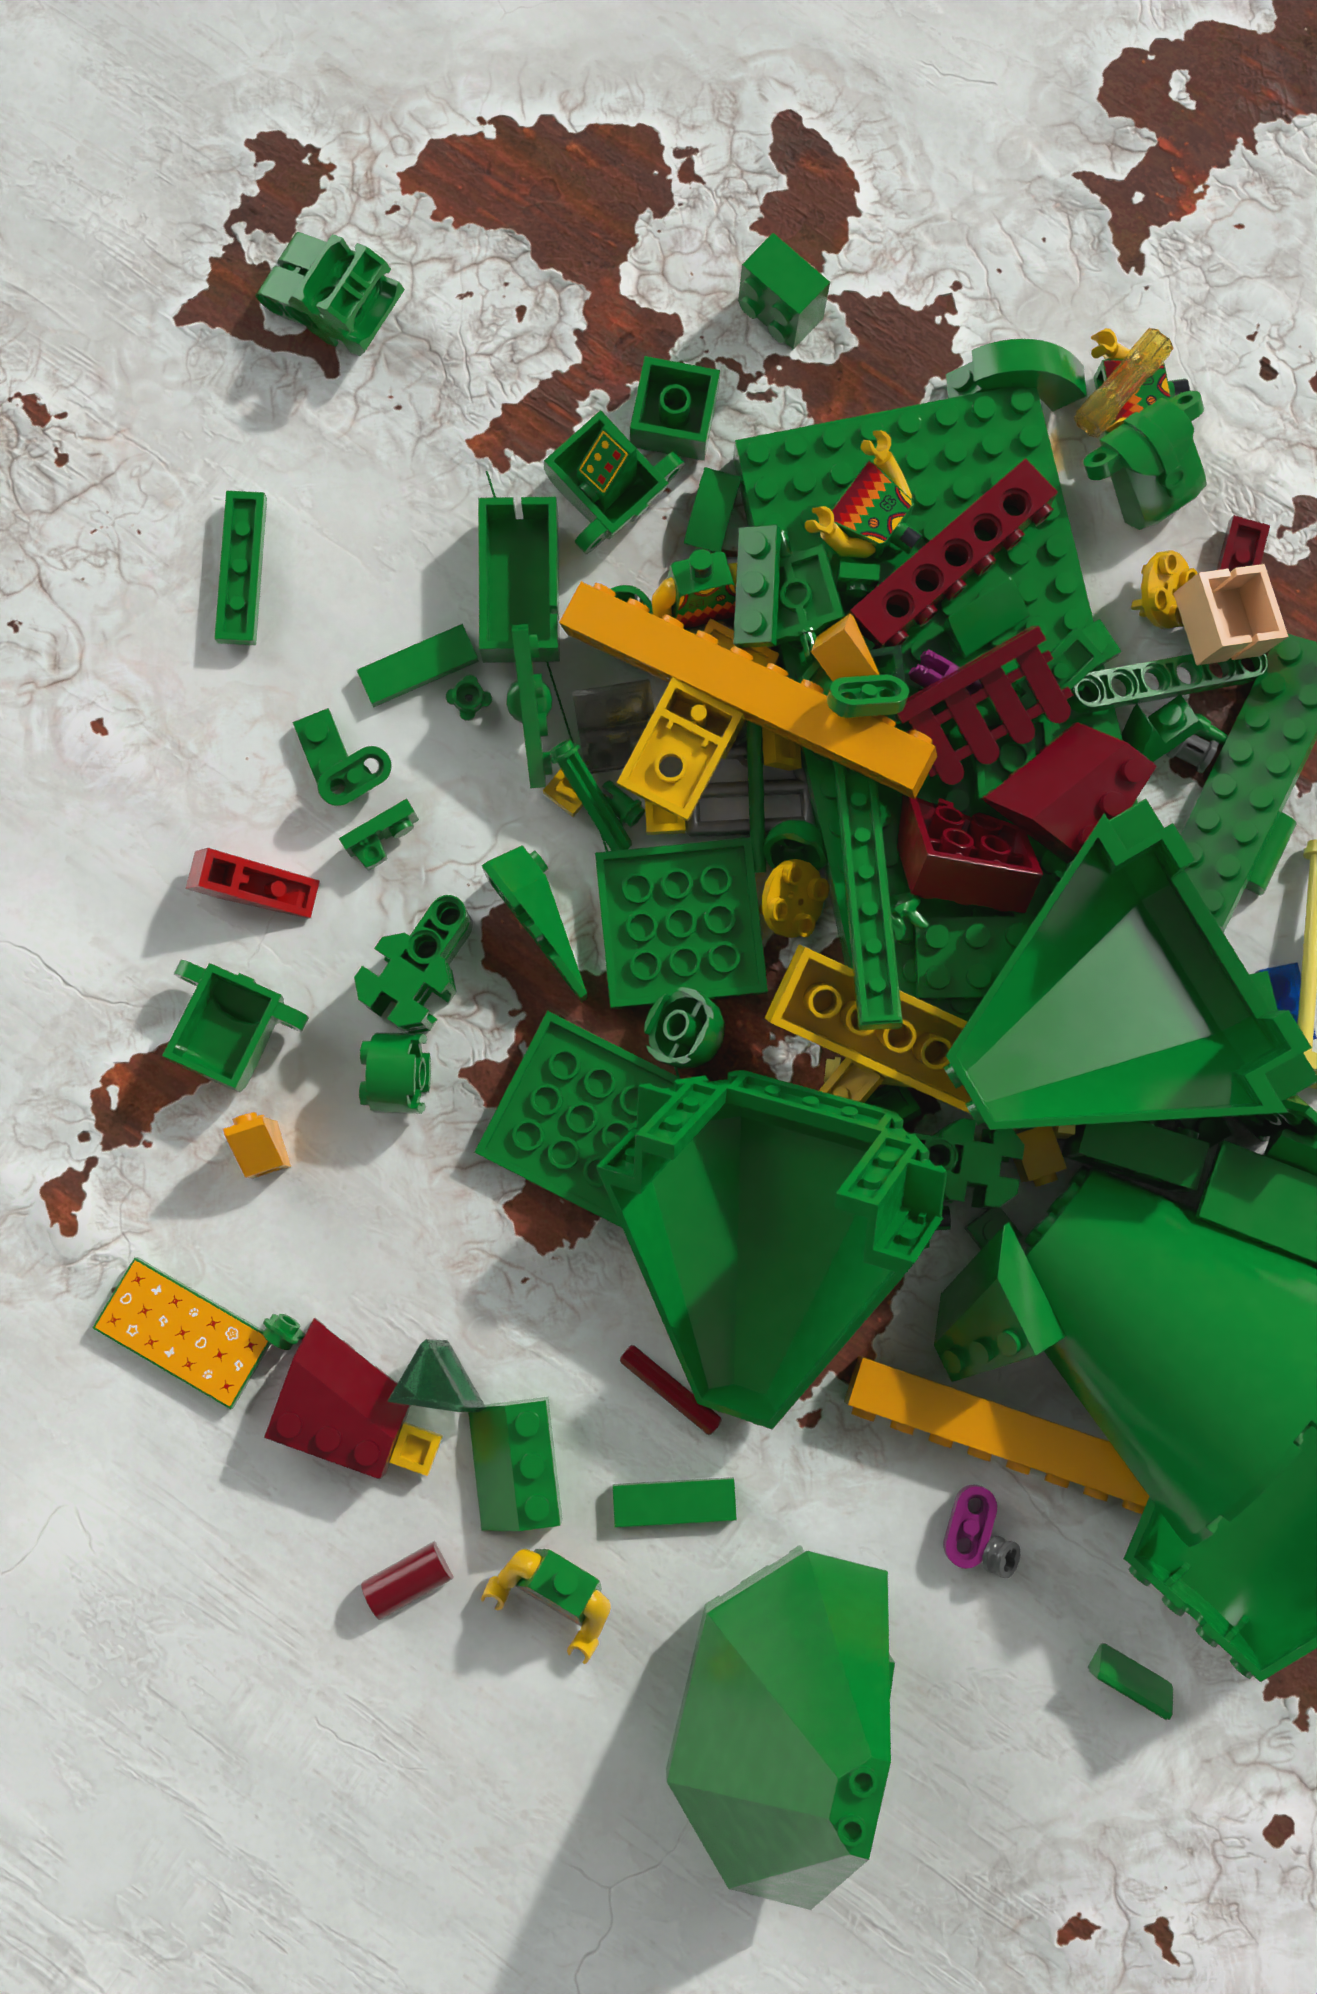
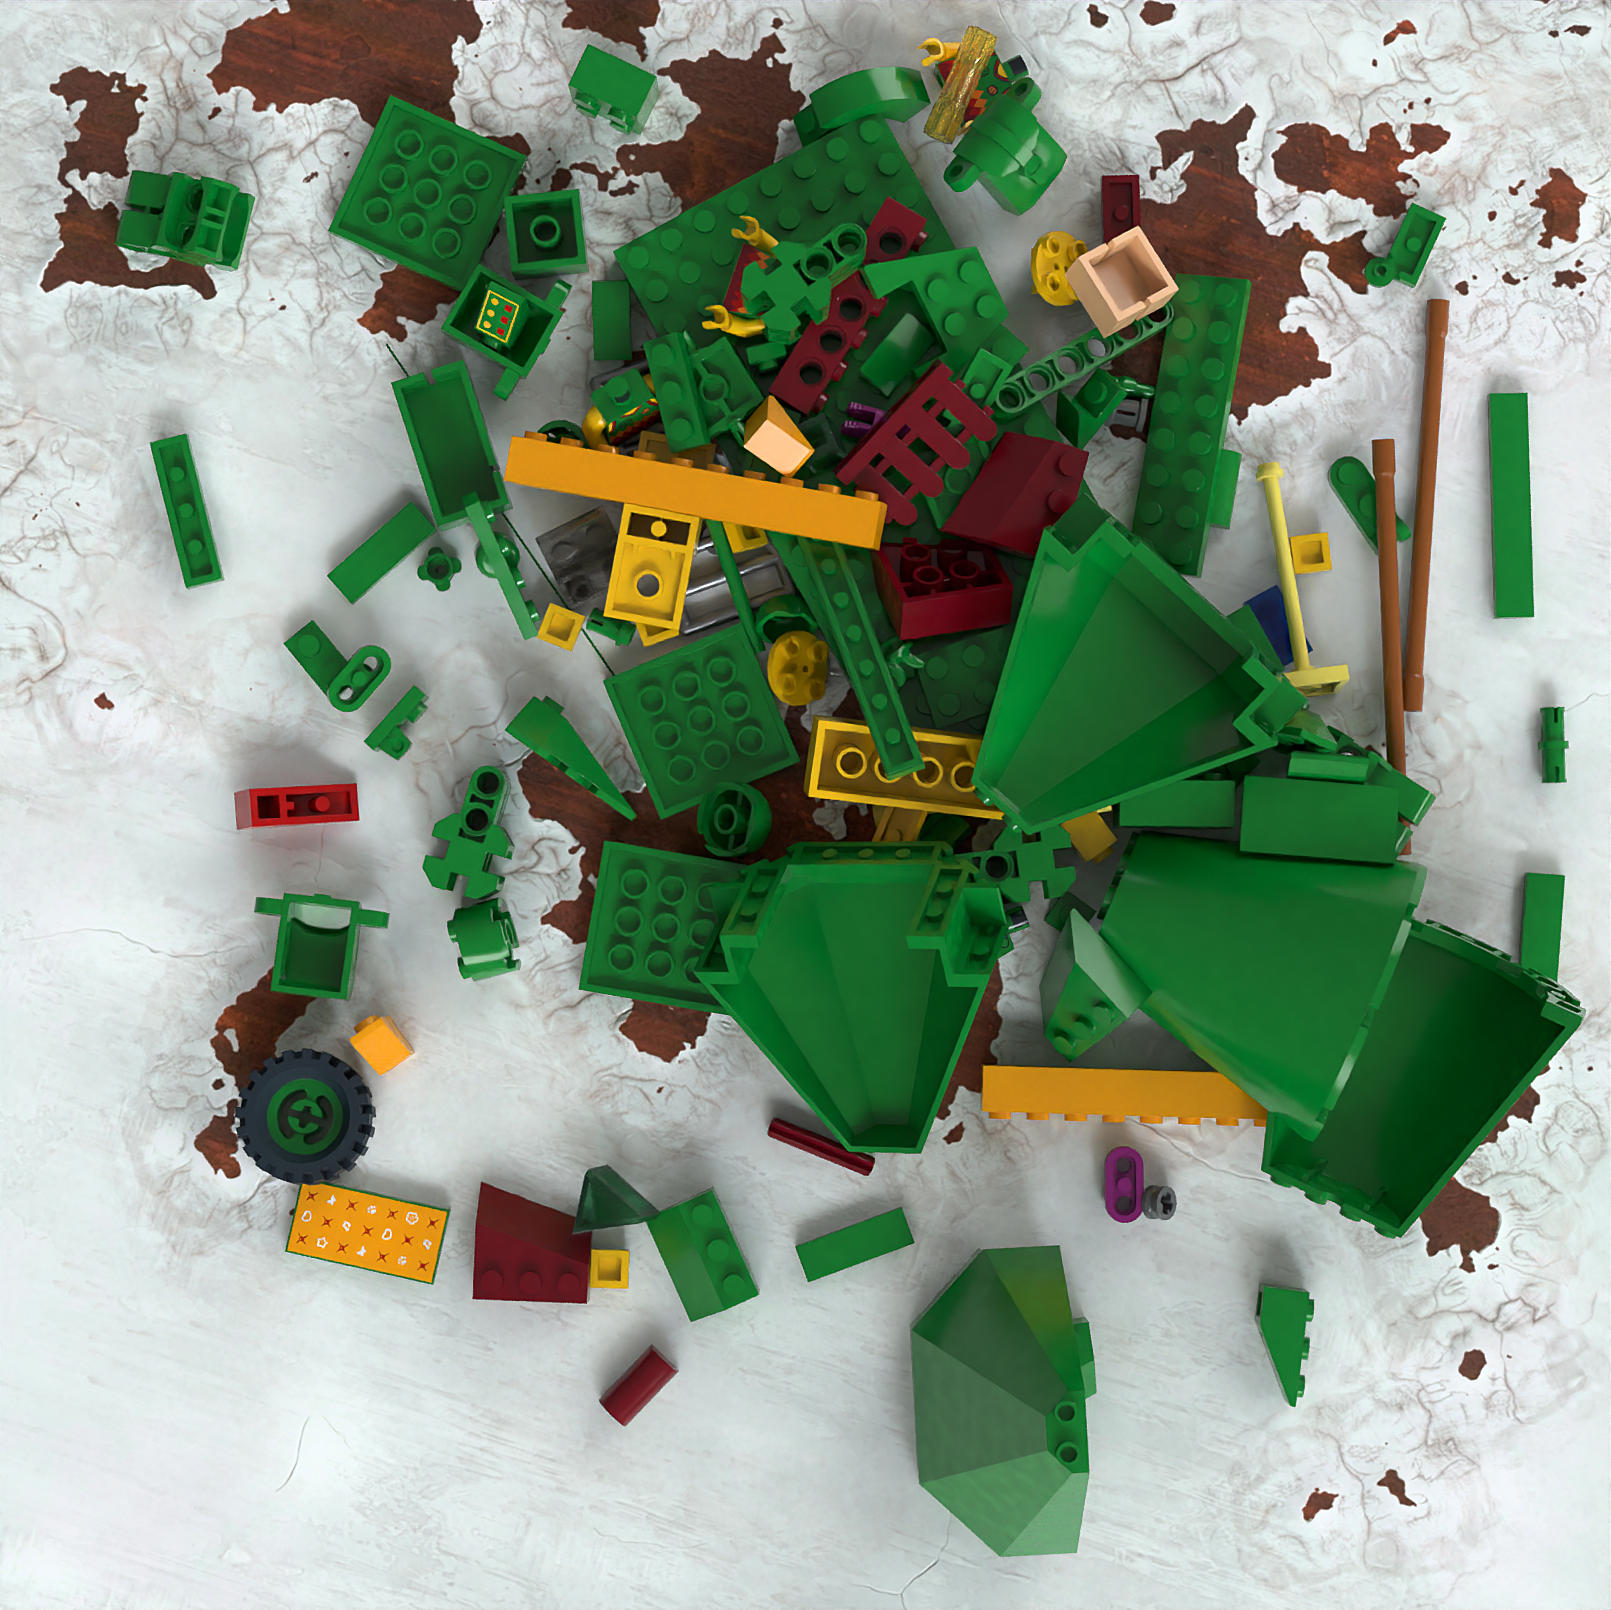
camera: 15 degrees left, 5 degrees up
(120, 1170) = (320, 1077): none -> black wheel
(282, 1331) = (457, 1202): green plate -> none
(558, 1586) = (773, 1348): torso -> none
(571, 339) = (427, 194): none -> green plate
(590, 795) = (551, 603): green axle -> none
(867, 696) = (805, 473): green plate -> none
(920, 504) = (793, 288): none -> green connector
(1061, 574) = (954, 296): none -> green wing
(1093, 1729) = (1282, 1324): none -> green slope
(1133, 1680) = (1306, 1274): green slope -> none

